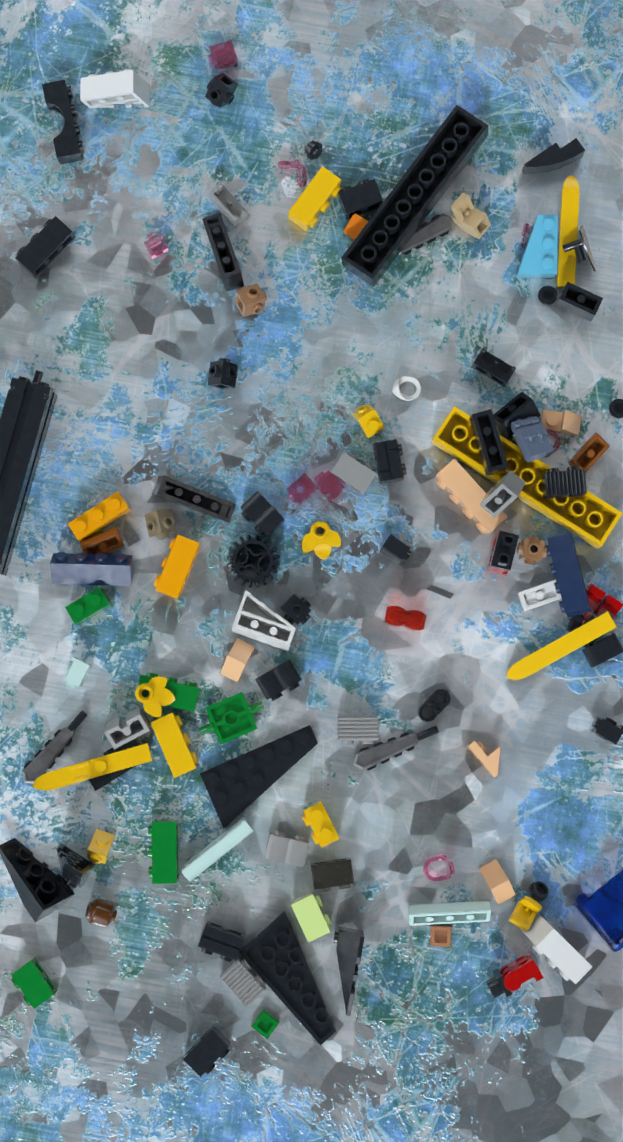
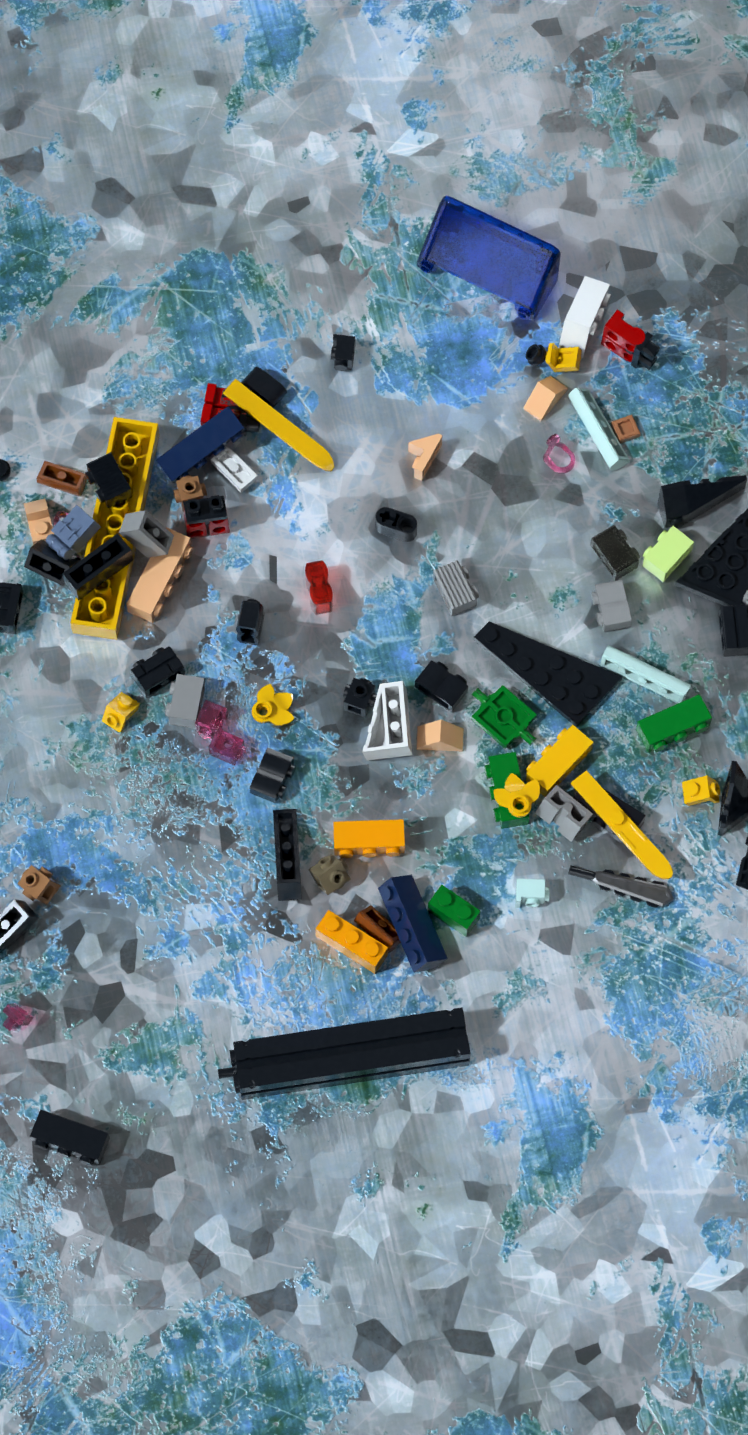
camera: 115 degrees left, 15 degrees down
(222, 374) = (135, 879): black brick -> none
(244, 565) = (339, 775): black gear -> none
(321, 824) = (570, 582): yellow brick -> none
(381, 752) = (480, 567): flat silver sword -> none
(395, 389) = (73, 696): white piece -> none

